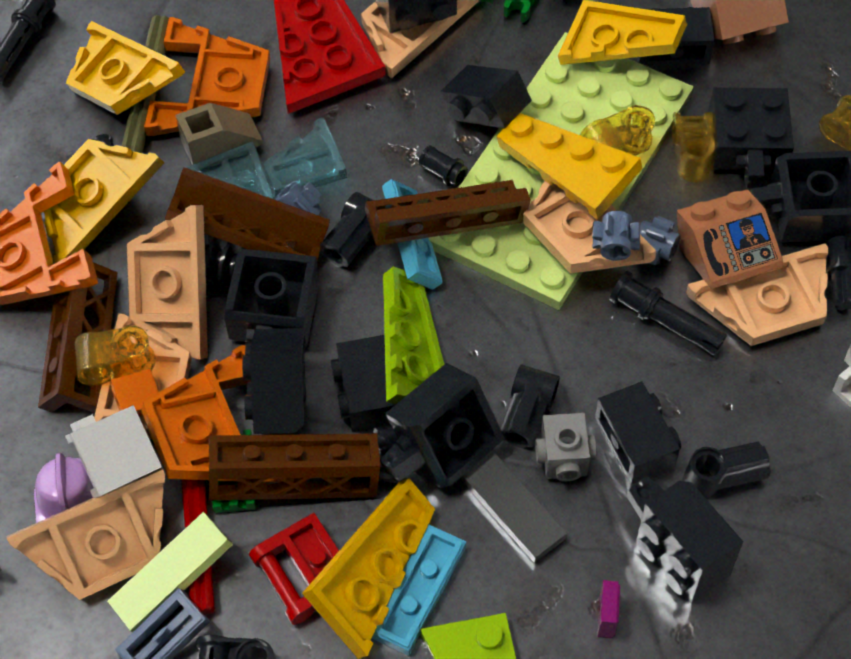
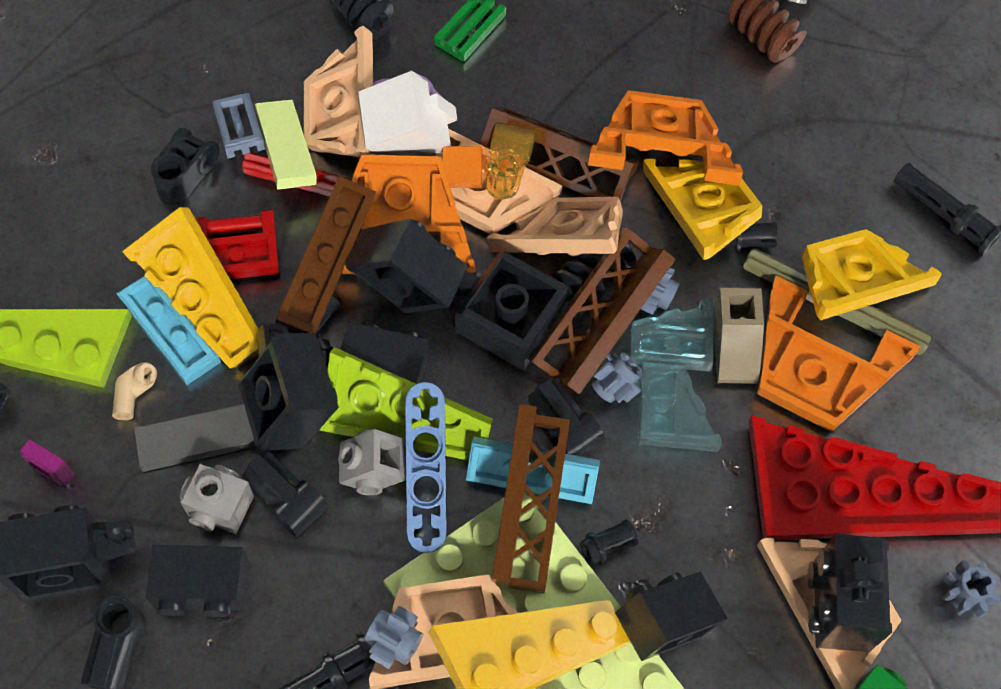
camera: 110 degrees right, 5 degrees up
(451, 293) = (419, 467): none -> medium blue beam
(469, 343) = (372, 461): none -> light grey brick
(494, 588) = (129, 387): none -> tan arm

